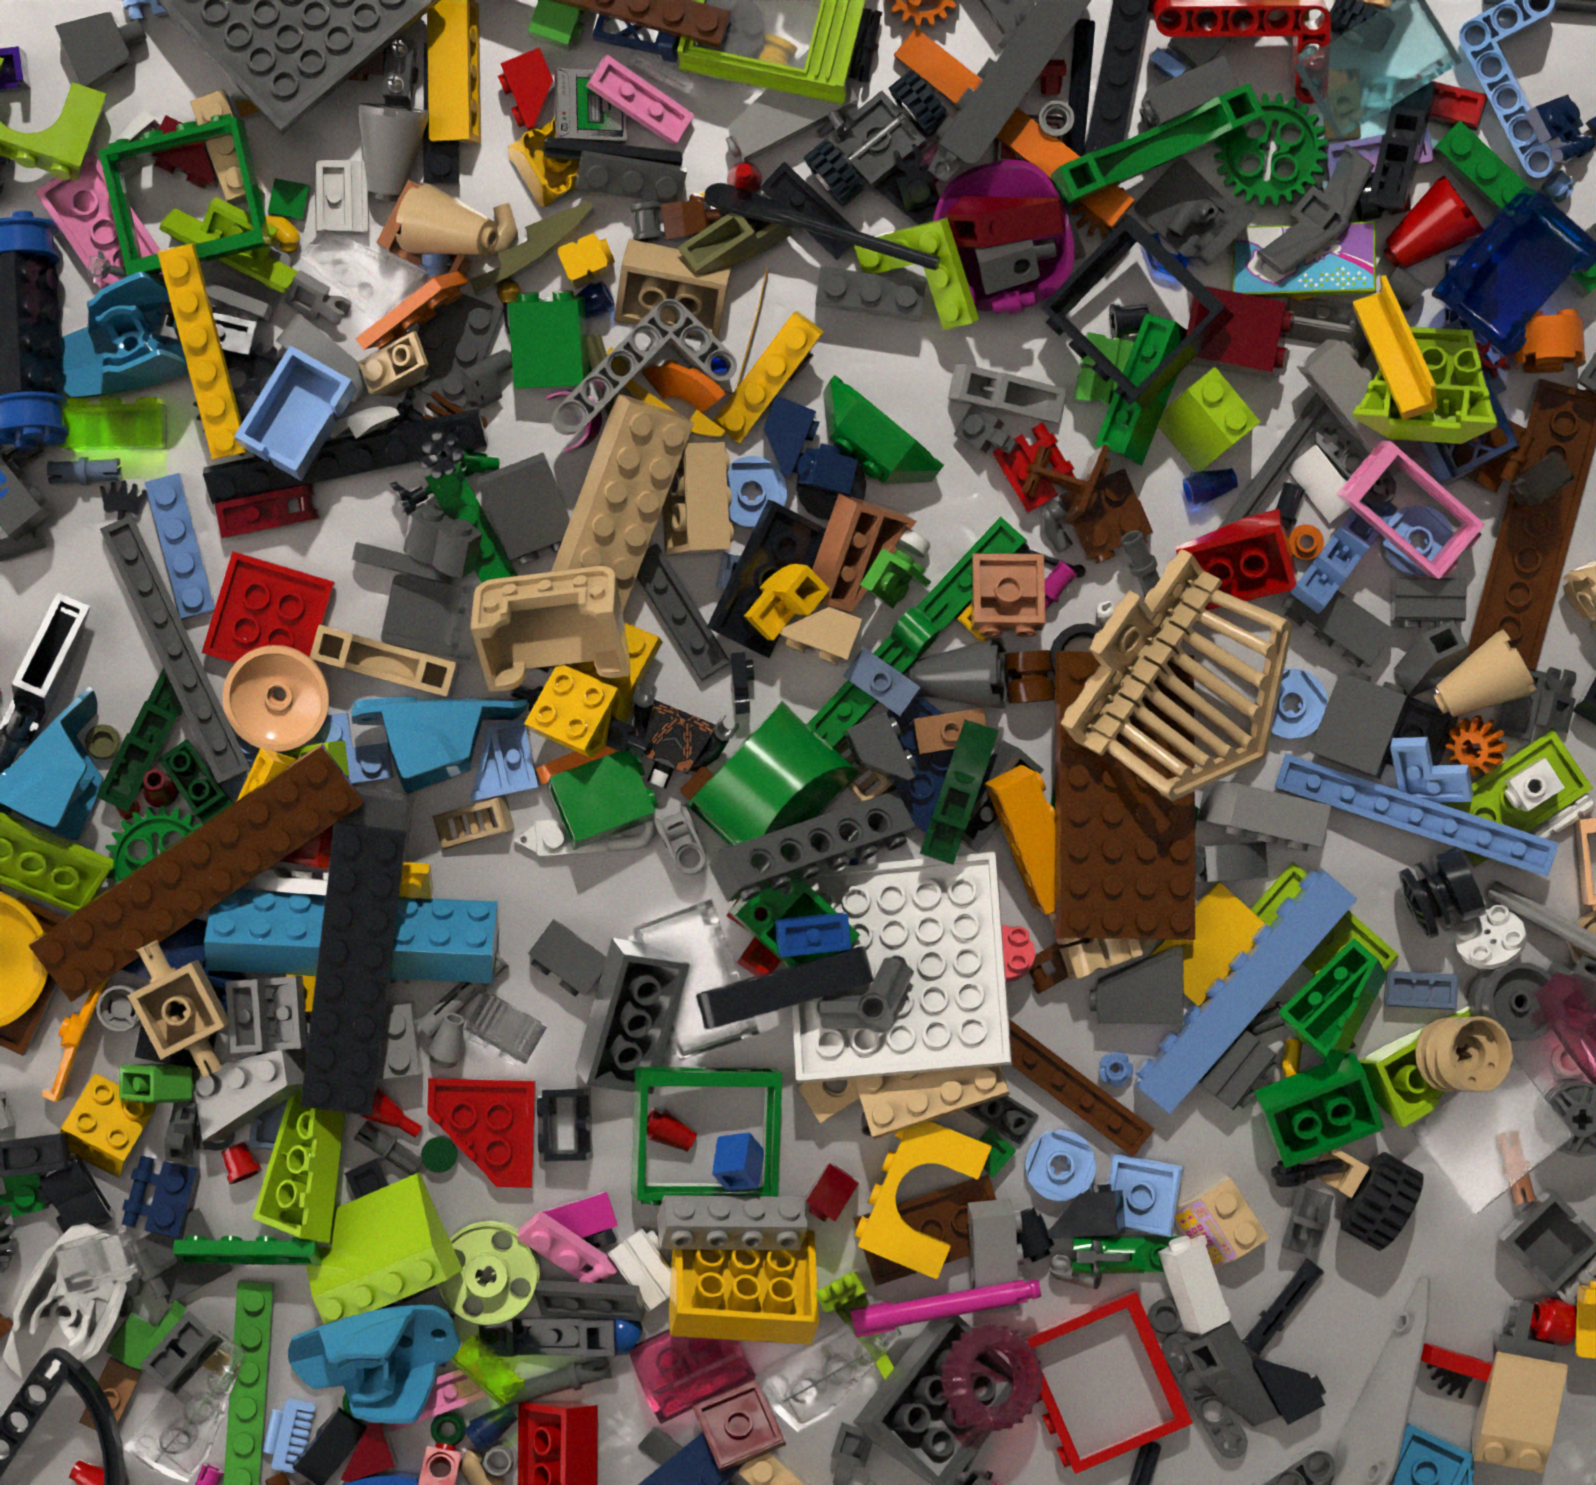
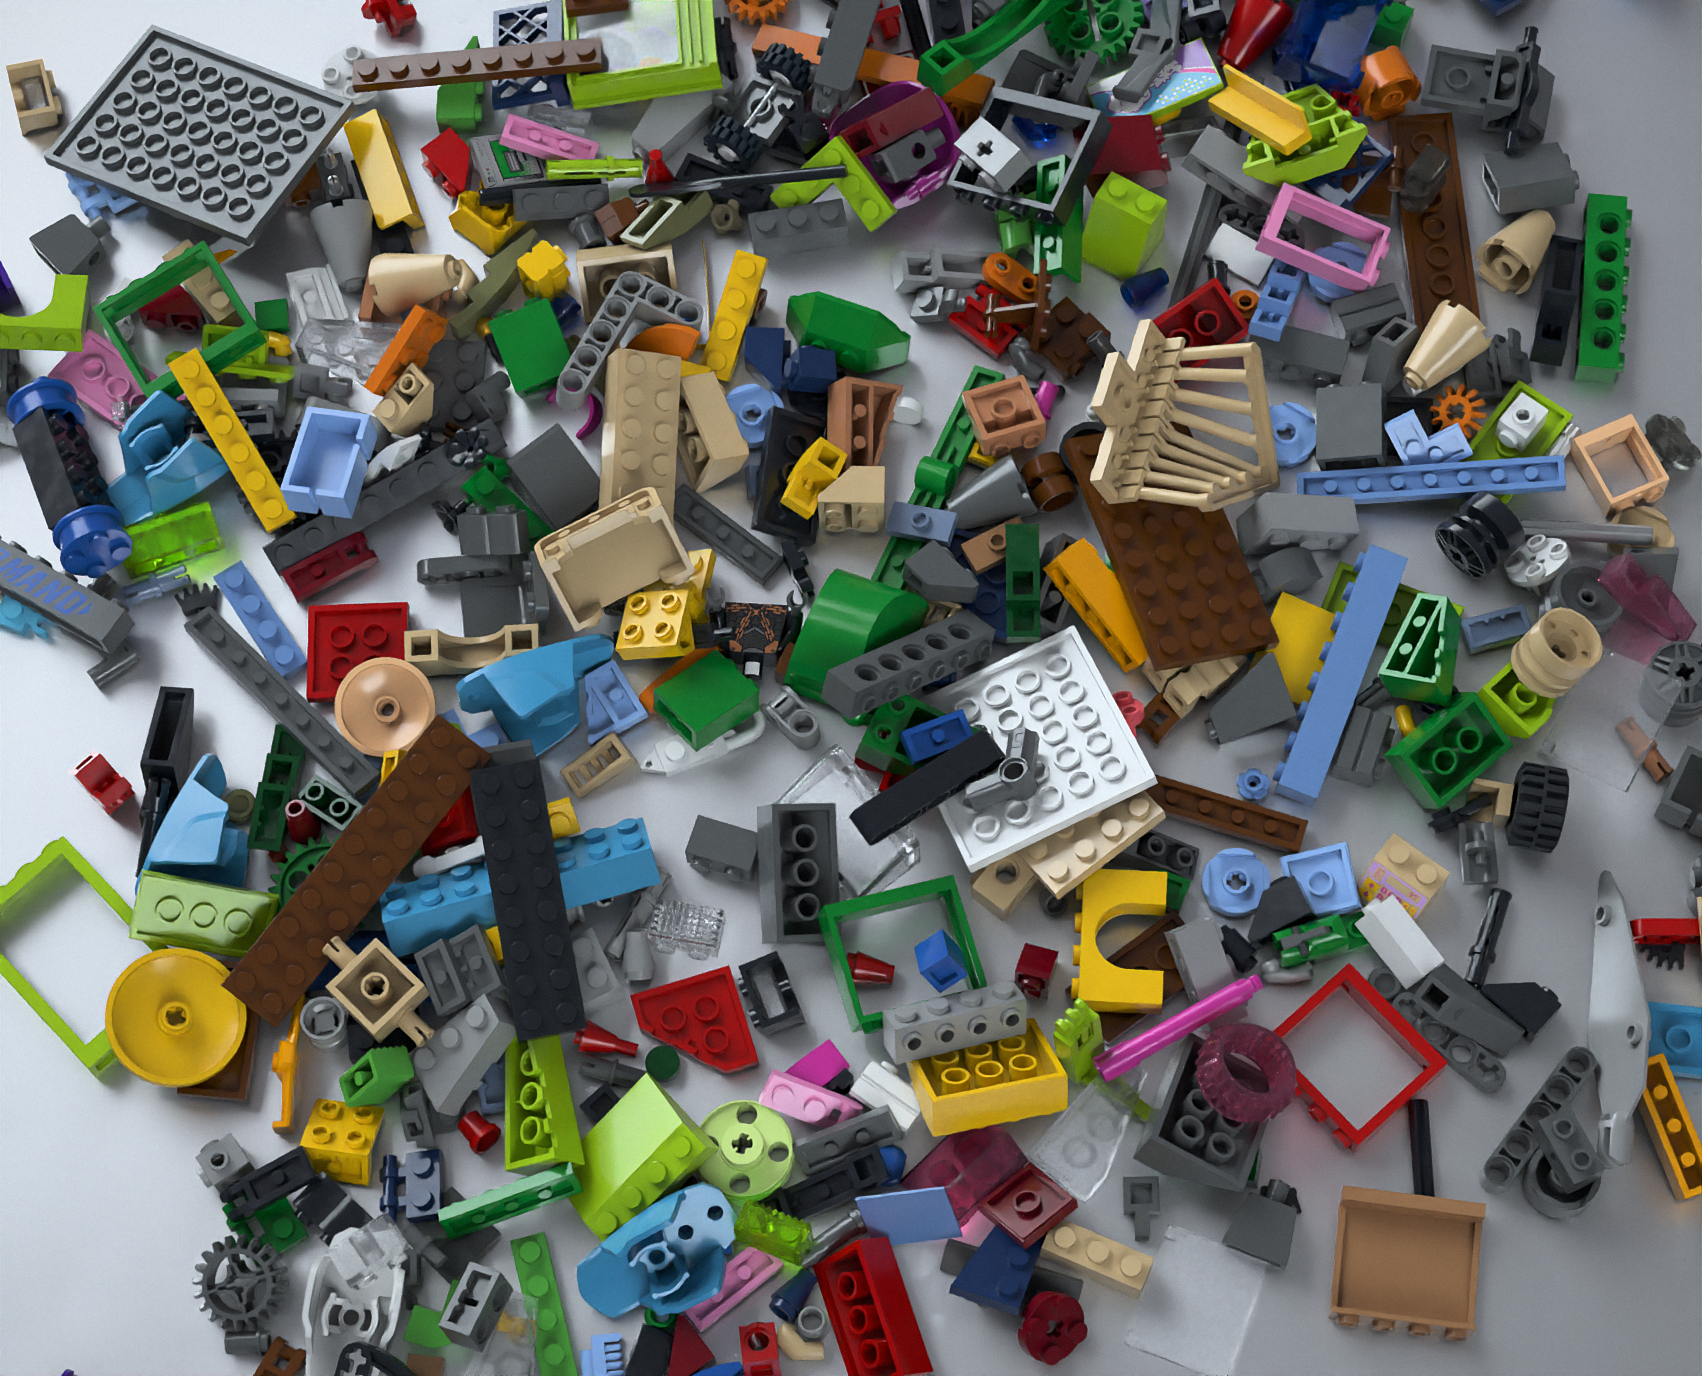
camera: 15 degrees left, 20 degrees down
(438, 1434) = (749, 1302): dark green plate -> none
(622, 1398) = (910, 1216): none -> medium blue window
(685, 151) = (594, 168): none -> lime pin
(793, 254) = (719, 214): none -> dark tan plate
(890, 576) = (898, 433): bright green bracket -> none
(1060, 108) = (905, 39): light grey piece -> none
(1074, 430) = (1009, 280): none -> orange plate
(1109, 318) = (992, 154): none -> brick
(1563, 1063) = (1647, 644): tile -> none

